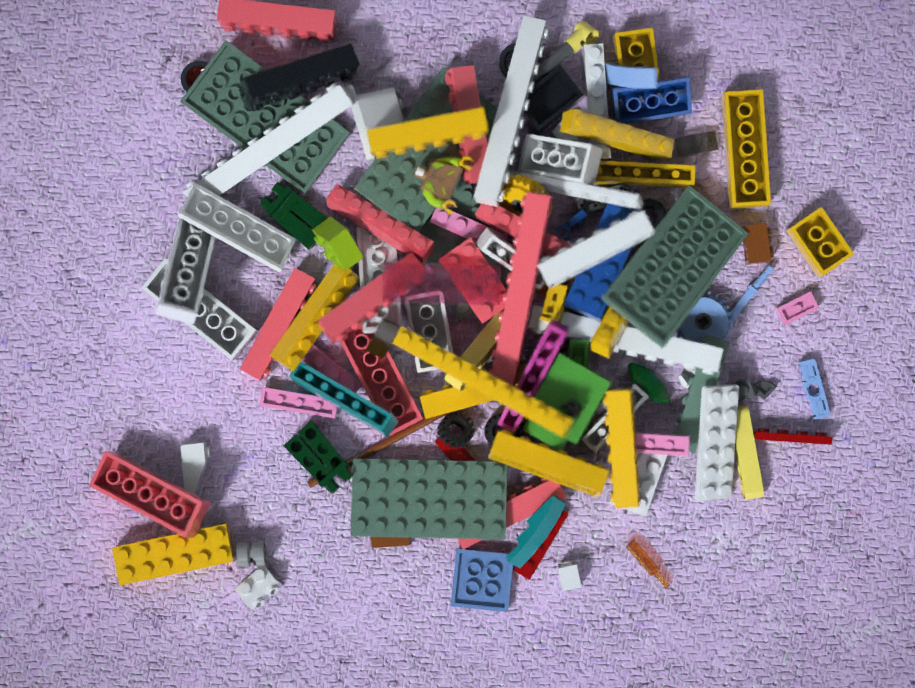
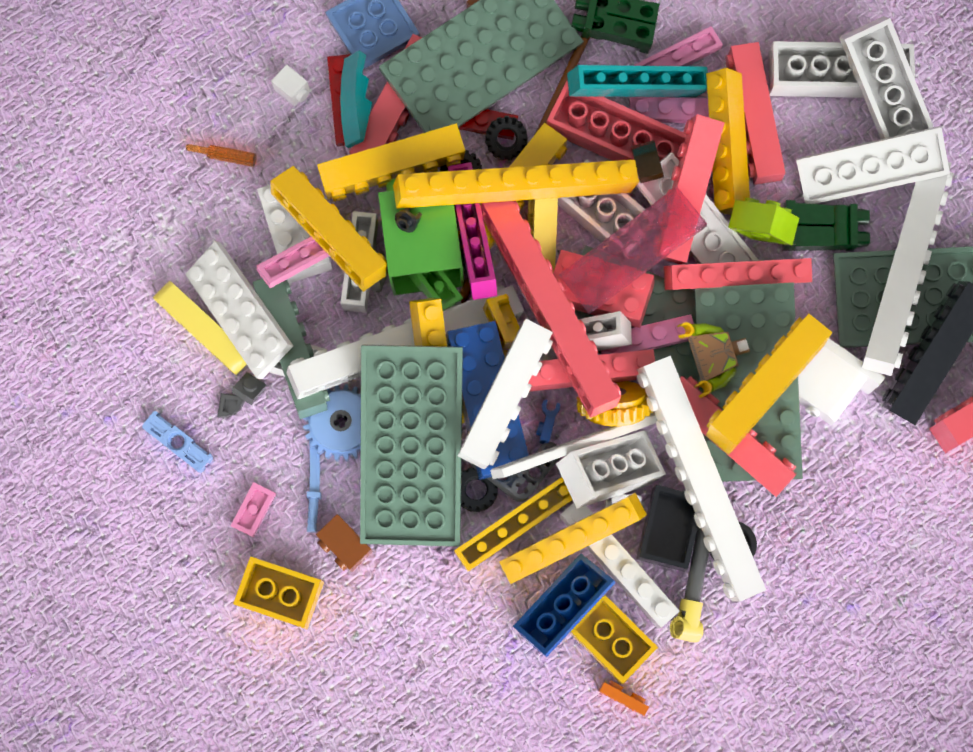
camera: 140 degrees right, 10 degrees down
(630, 76) = (609, 604): light blue slope -> none
(649, 382) = (350, 324): green tile -> none
(652, 15) = (632, 702): none -> orange plate
(696, 144) = (483, 601): clear smoke slope -> none
(746, 149) = (427, 632): yellow brick -> none
(800, 436) = (157, 381): red plate -> none

